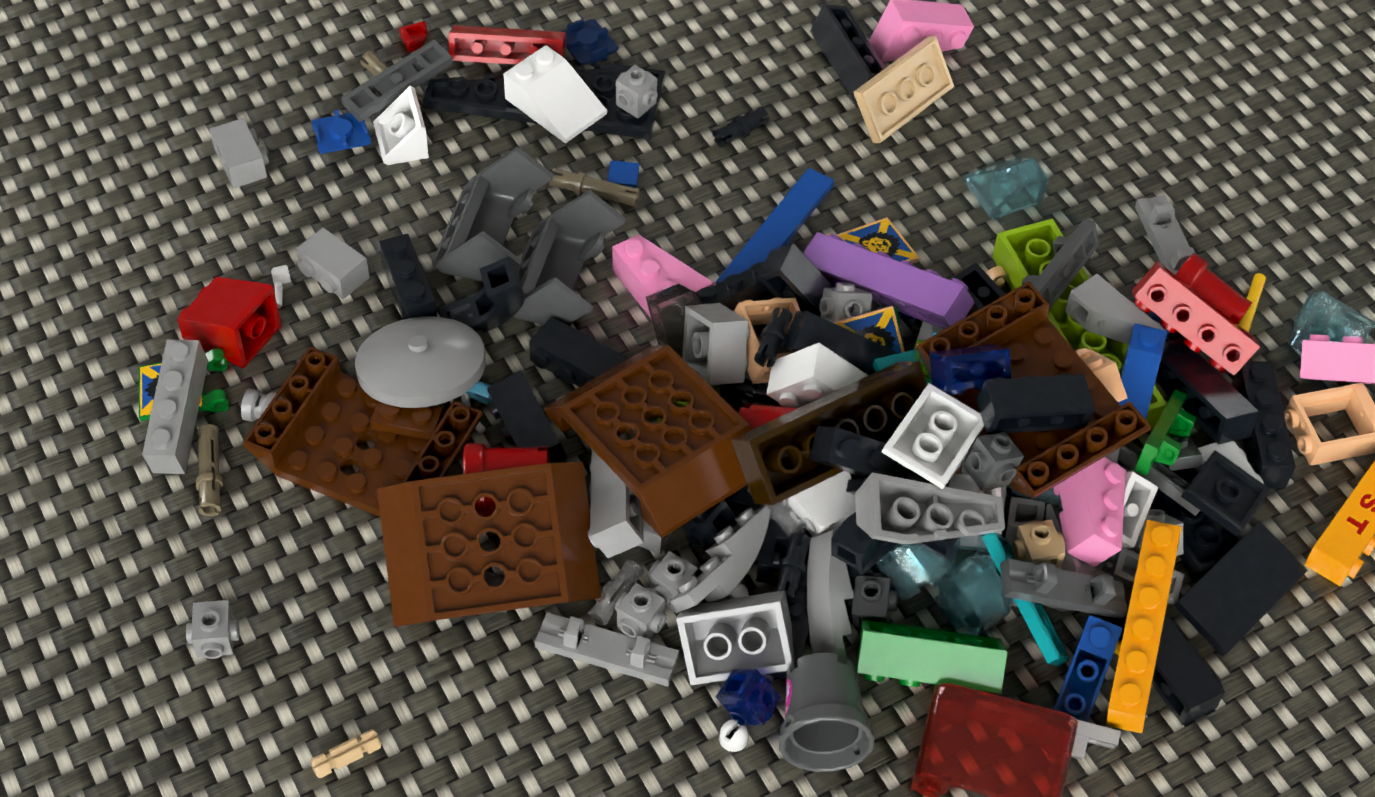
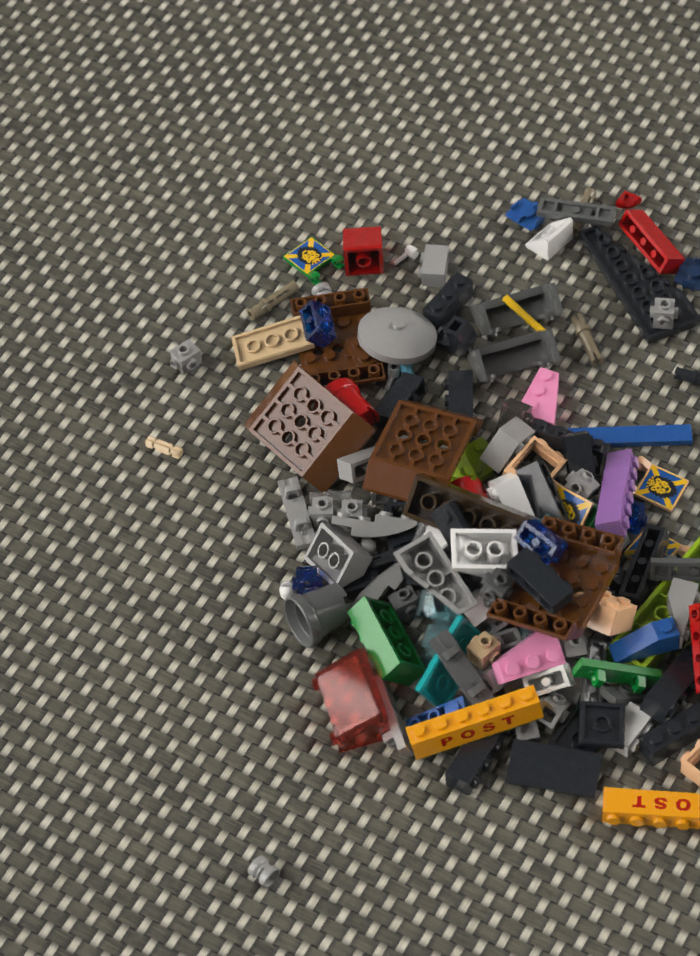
camera: 65 degrees right, 0 degrees up
(175, 407) = (293, 263): light grey brick -> none
(239, 152) = (473, 184): light grey brick -> none
(285, 510) = (270, 343): none -> tan tile
(321, 432) = (317, 323): none -> clear blue brick
(510, 220) = (522, 313): none -> yellow bar
(552, 94) = (628, 280): white slope -> none
(624, 173) = (609, 347): blue tile -> none
(773, 337) = (519, 462): black pin -> none

